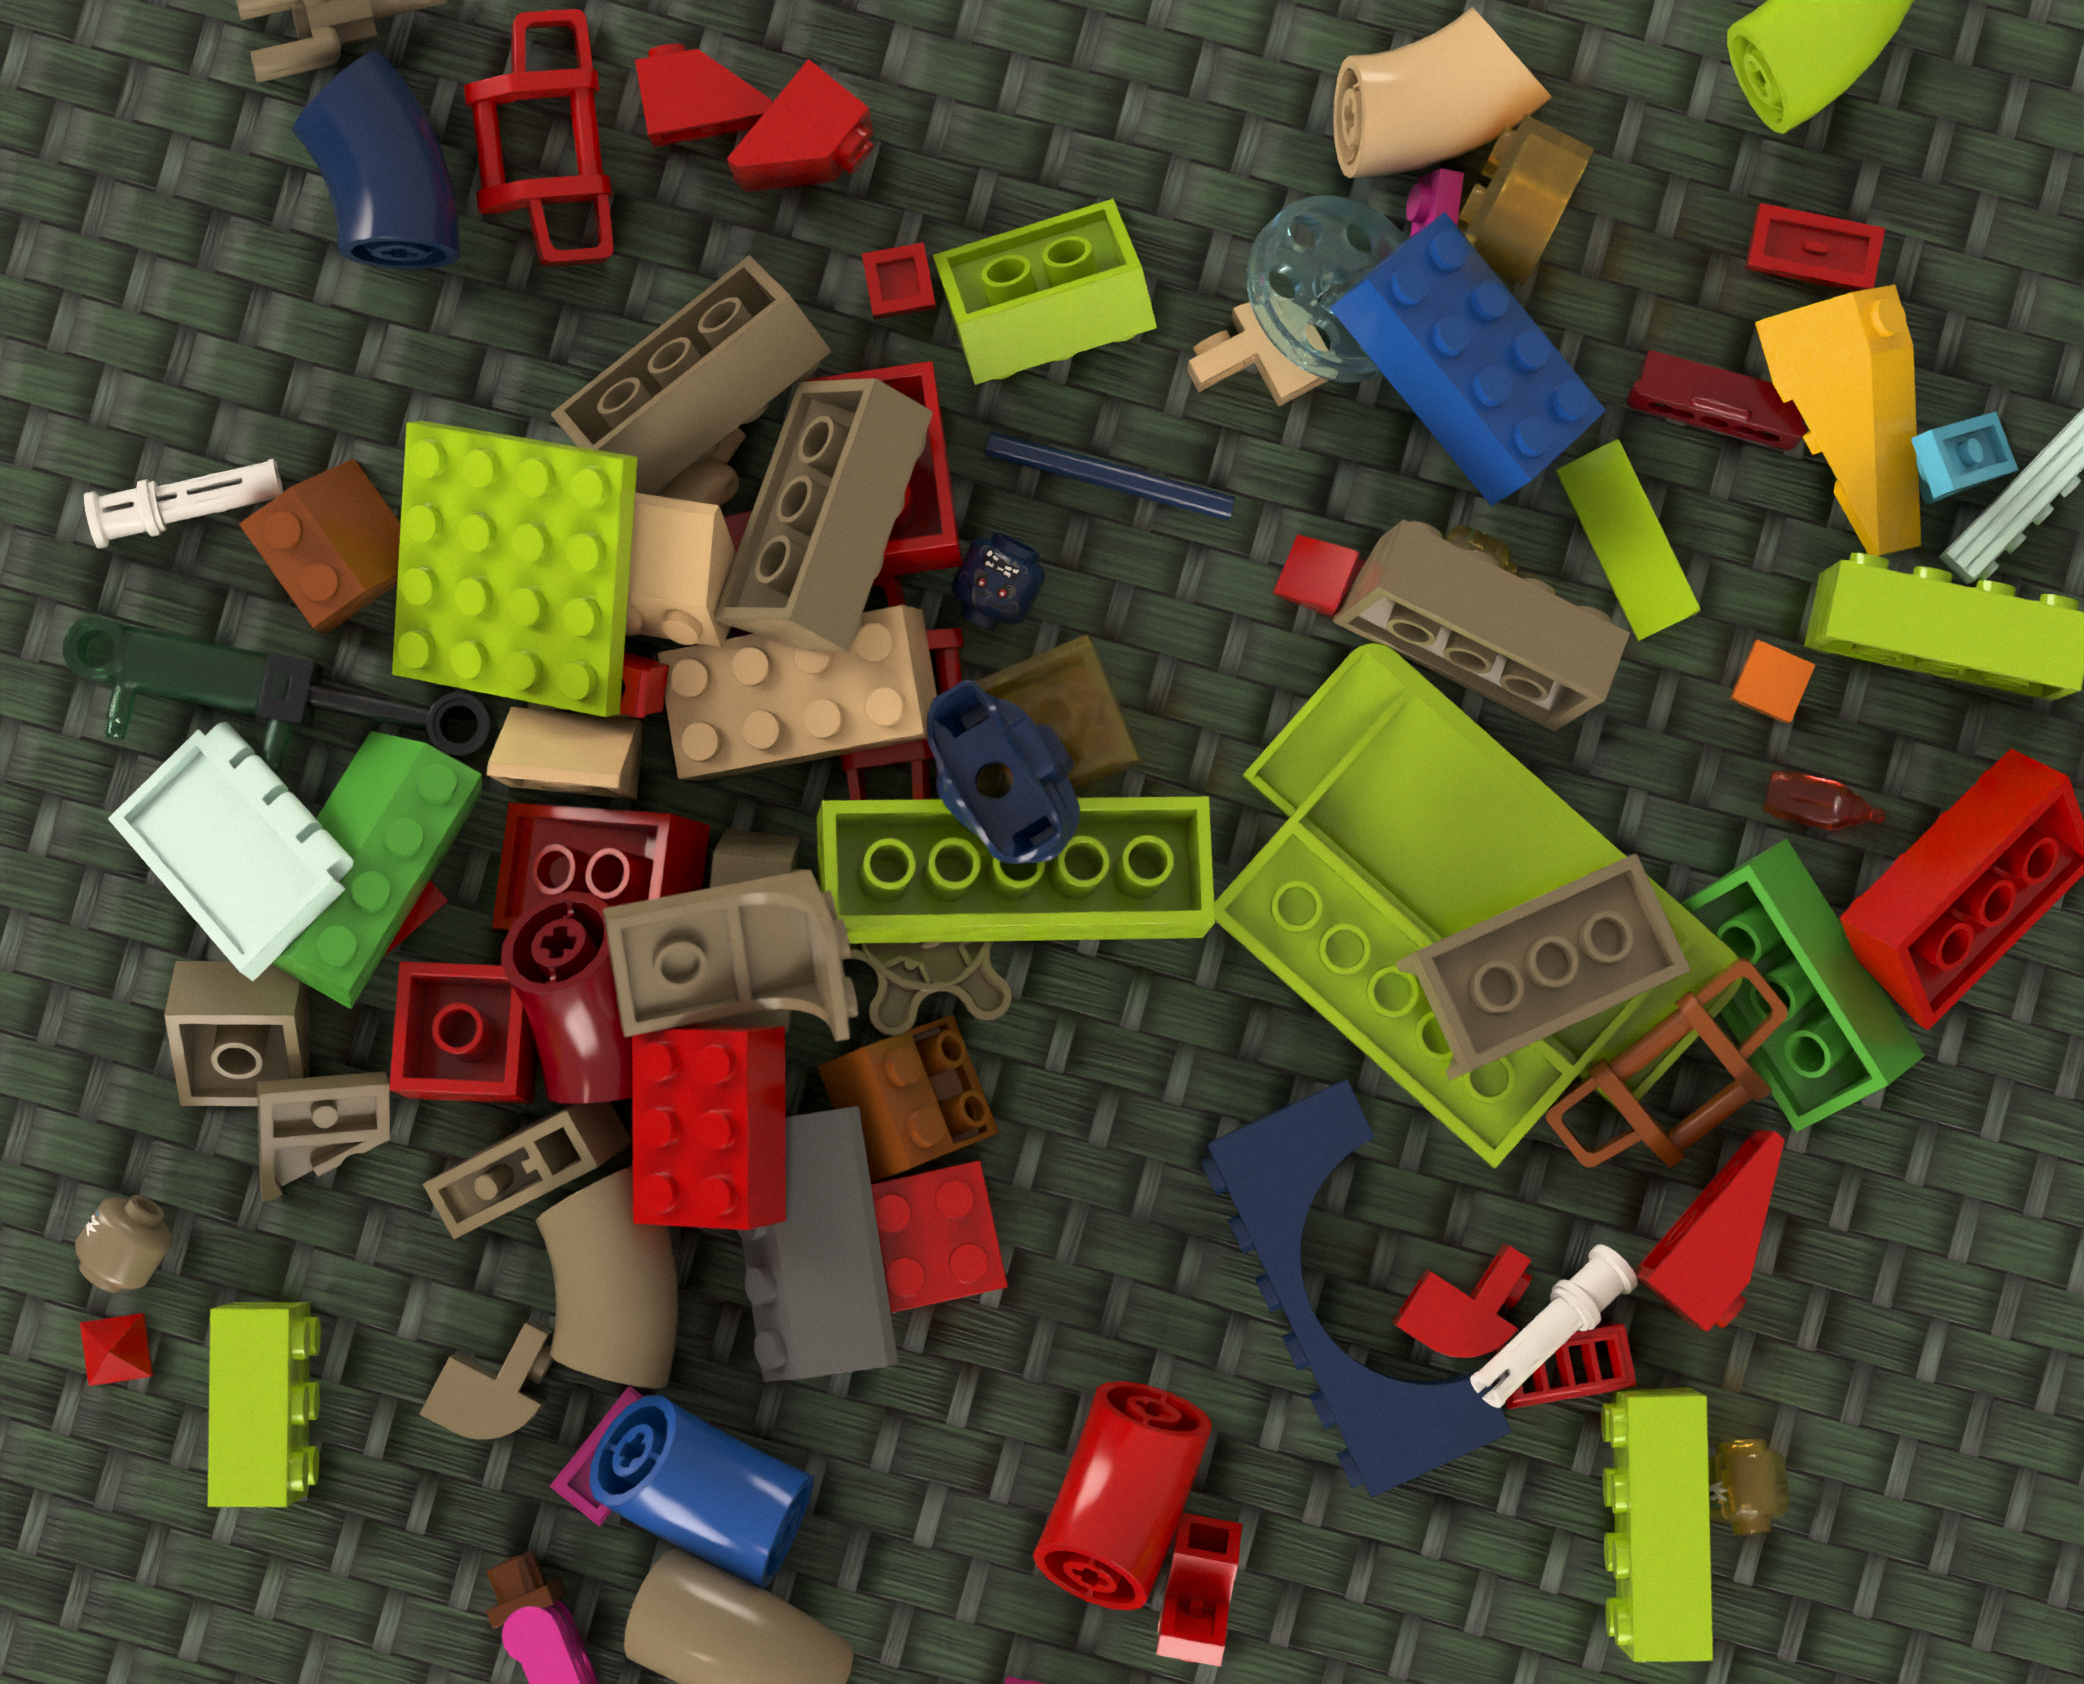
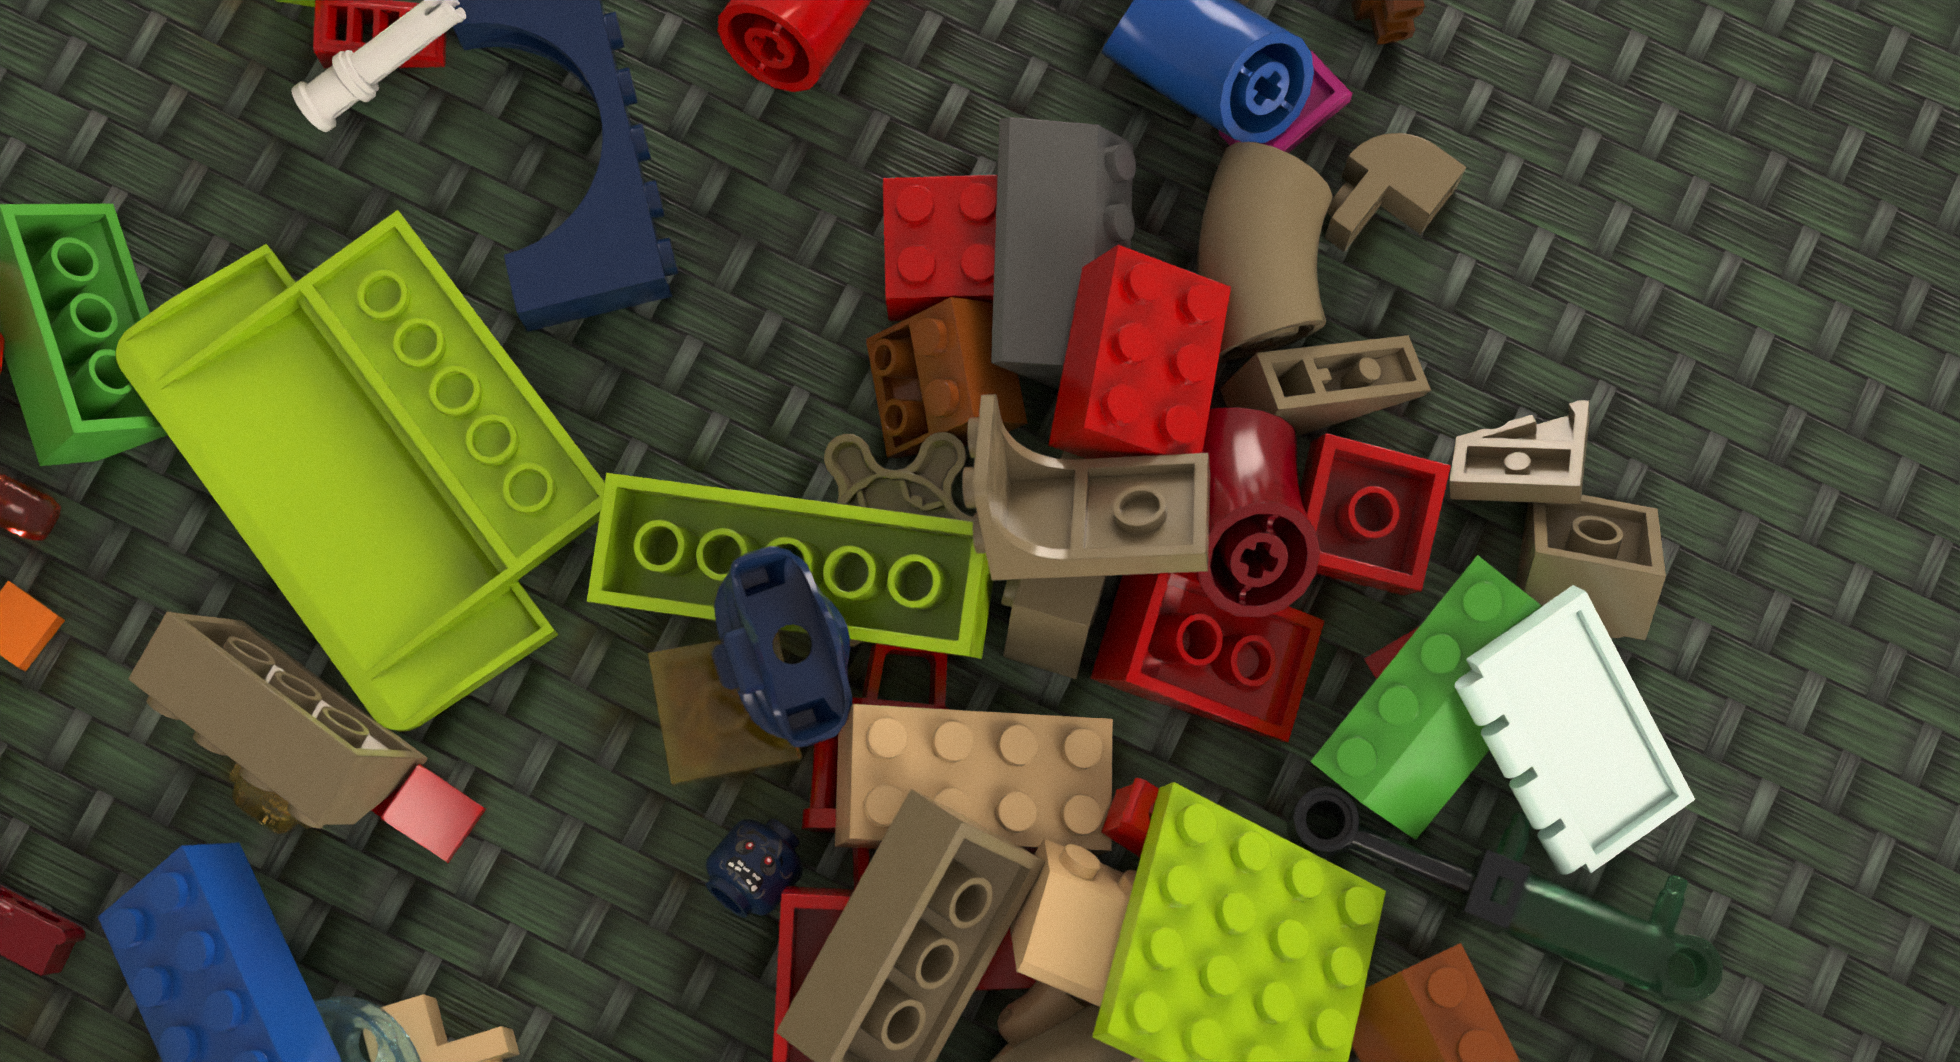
camera: 170 degrees left, 10 degrees down
(116, 1349) = (1748, 293): red slope -> none
(123, 1243) = (1732, 380): dark tan head -> none
(262, 1404) = (1617, 203): lime brick -> none
(568, 752) = (1224, 756): tan slope -> none
(1109, 475) = (621, 957): dark blue bar -> none
(1463, 1323) = (459, 82): red brick -> none
(1547, 964) = (294, 372): dark tan plate -> none
(1628, 540) = (116, 788): lime slope -> none
(1690, 1015) = (174, 310): dark orange bar -> none
(1715, 1242) = (200, 111): red slope -> none

